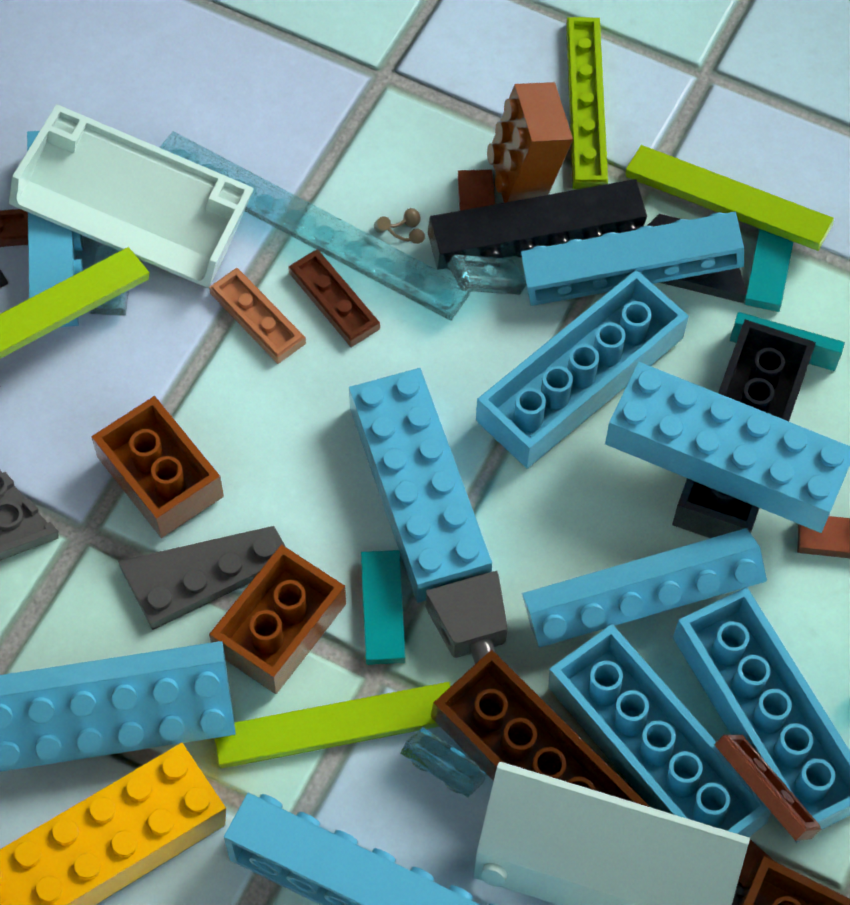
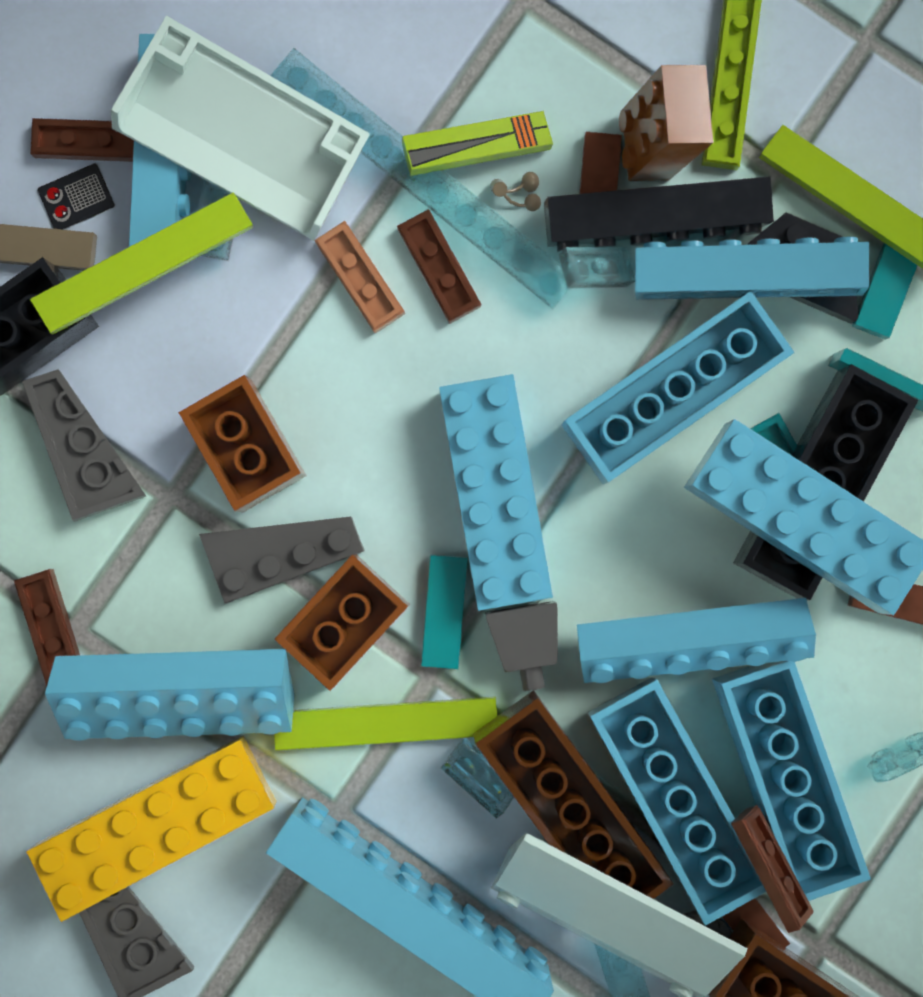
camera: 10 degrees right, 25 degrees up
(356, 188) = (476, 143): none -> lime tile

